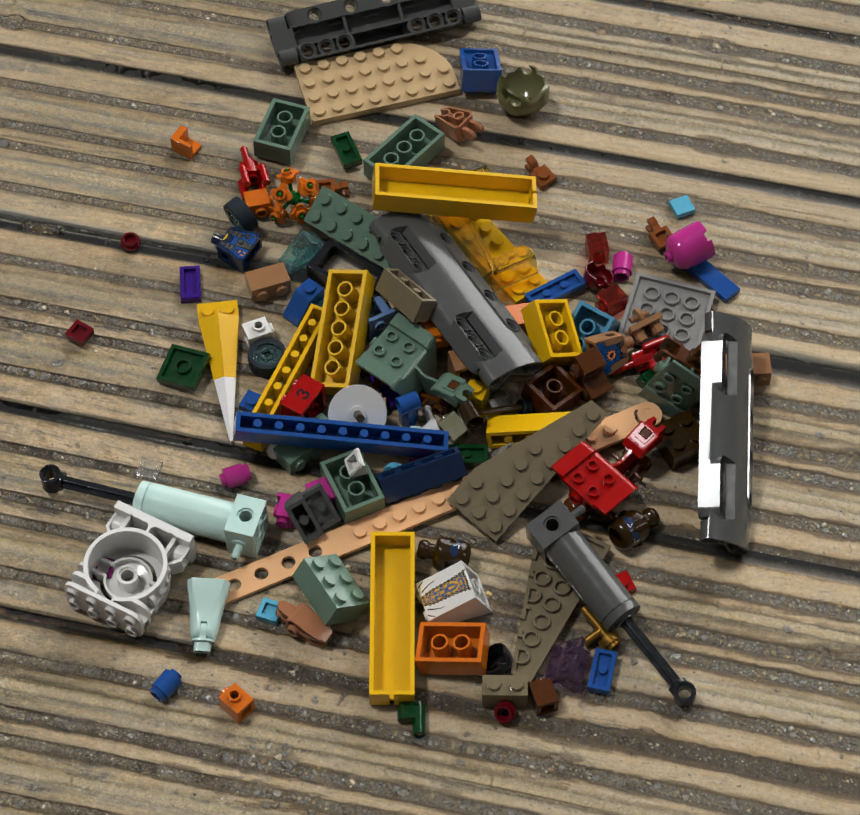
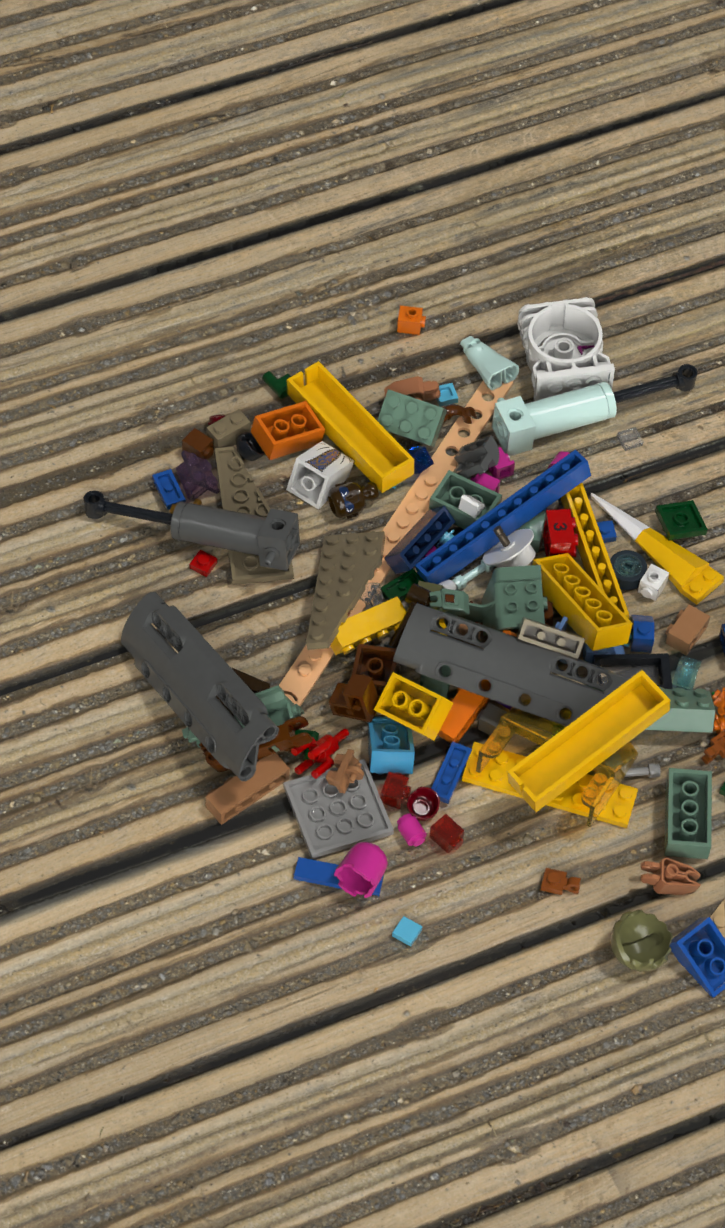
camera: 140 degrees right, 0 degrees up
(166, 685) = (469, 304): blue brick -> none
(278, 584) = (454, 409): none -> reddish brown piece
(358, 553) = (421, 457): none -> clear blue brick
(408, 408) = (476, 583): blue piece -> none
(601, 484) = (274, 615): red piece -> none
(612, 347) = (358, 729): torso -> none
(632, 527) = (225, 601): dark brown piece -> none
(657, 234) = (401, 883): dark orange plate -> none

